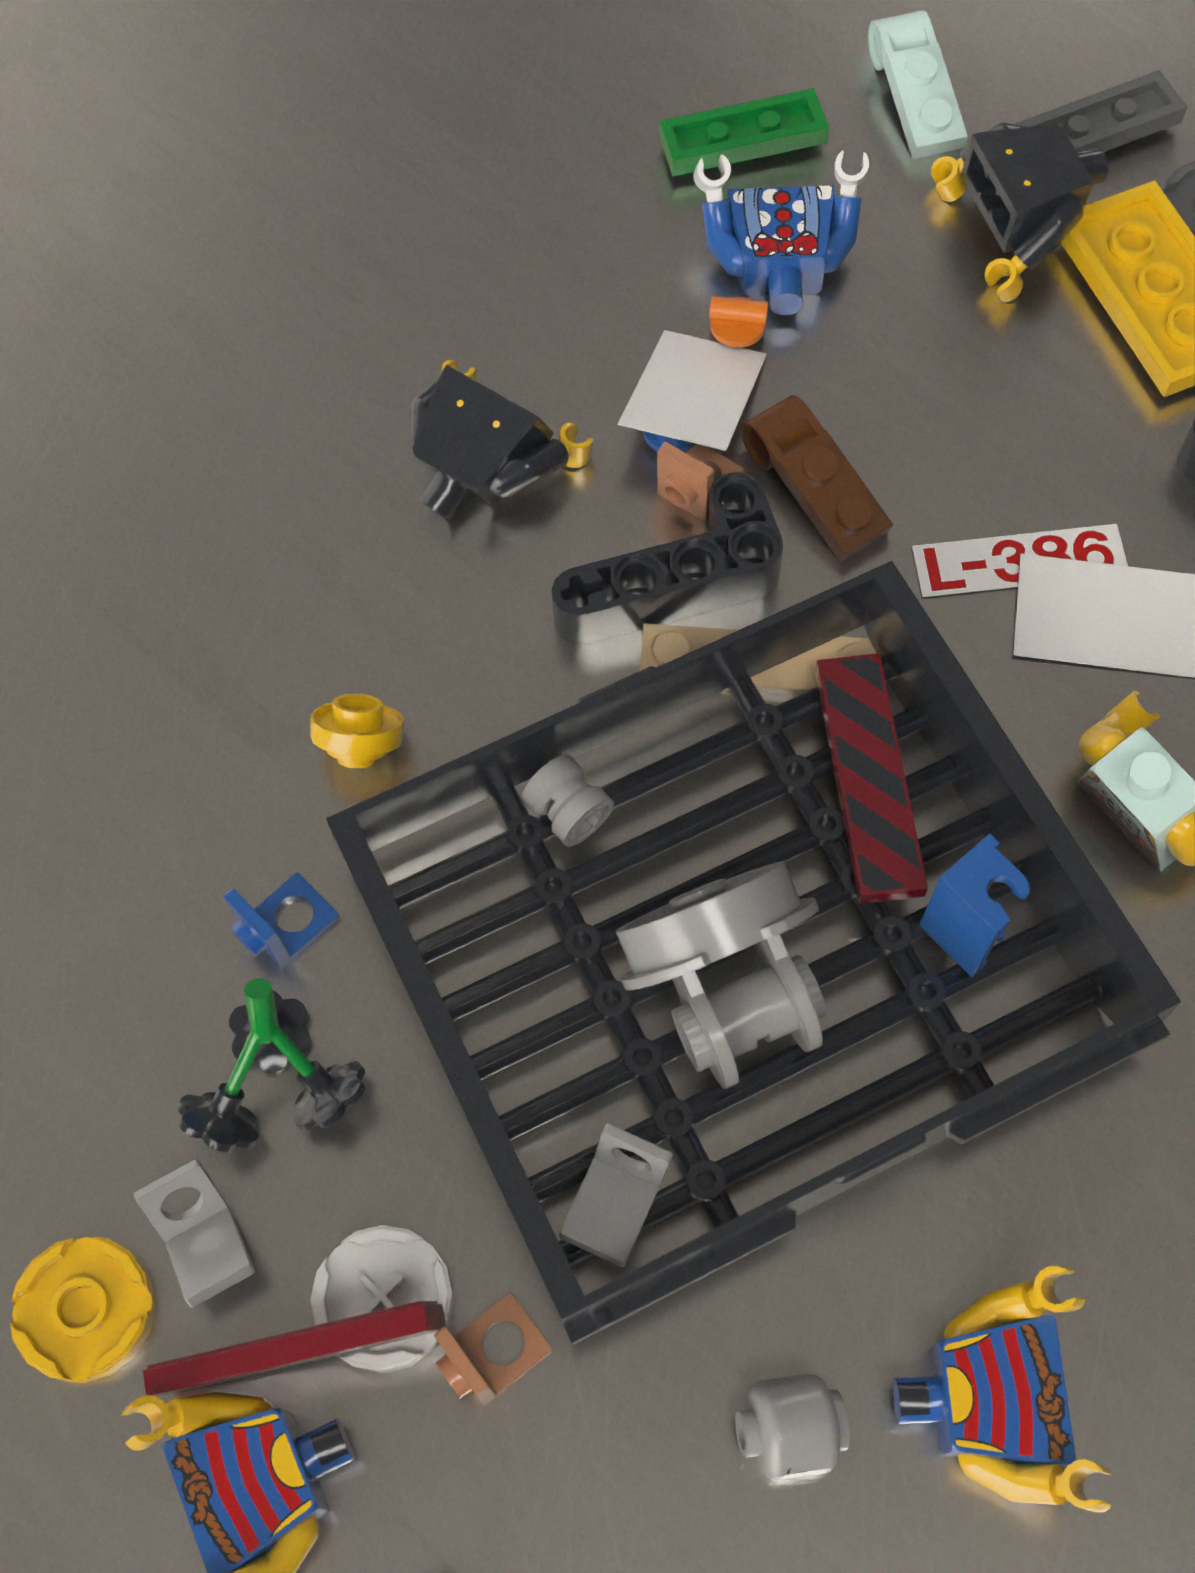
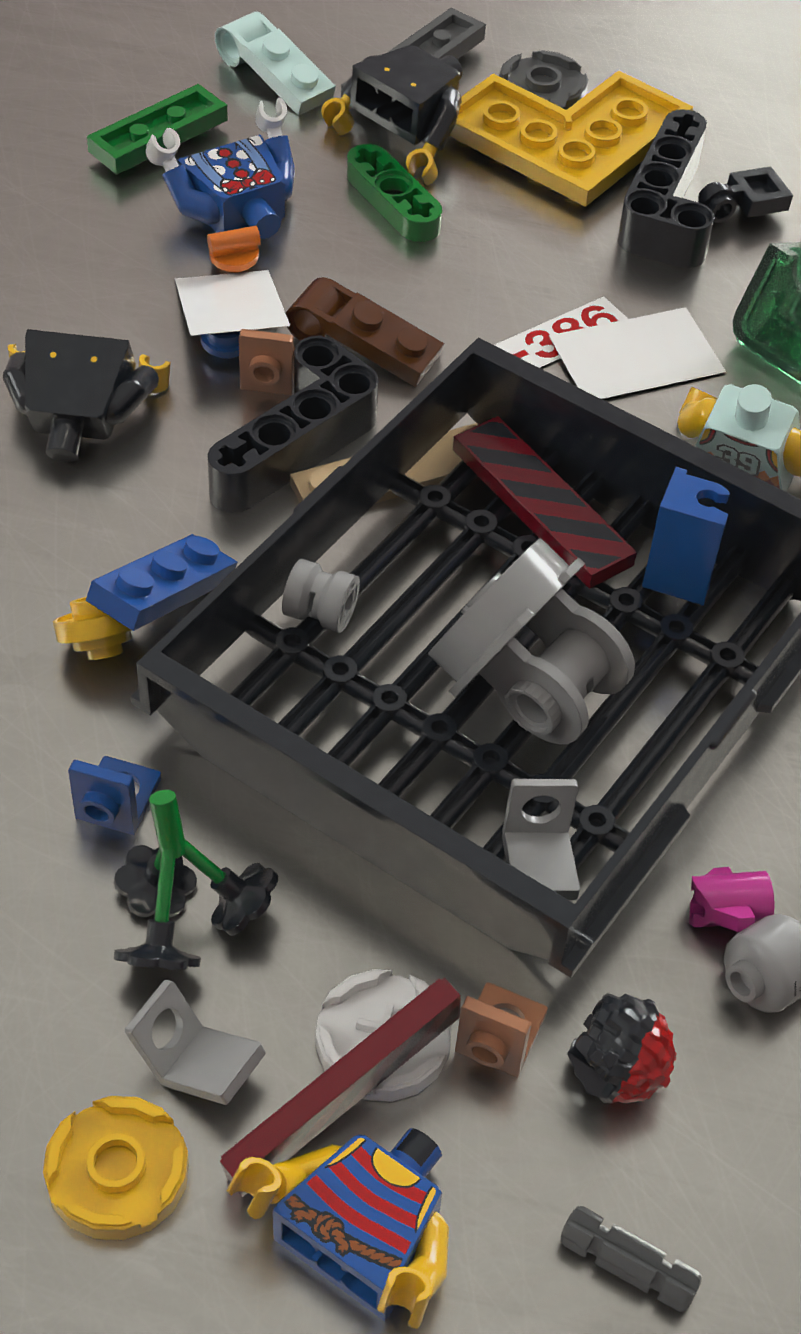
camera: 35 degrees left, 15 degrees down
(433, 711) = (160, 581): none -> blue plate
(582, 1446) = (624, 1050): none -> black piece
(795, 1329) = (730, 899): none -> dark pink piece
(945, 321) = (414, 212): none -> green beam

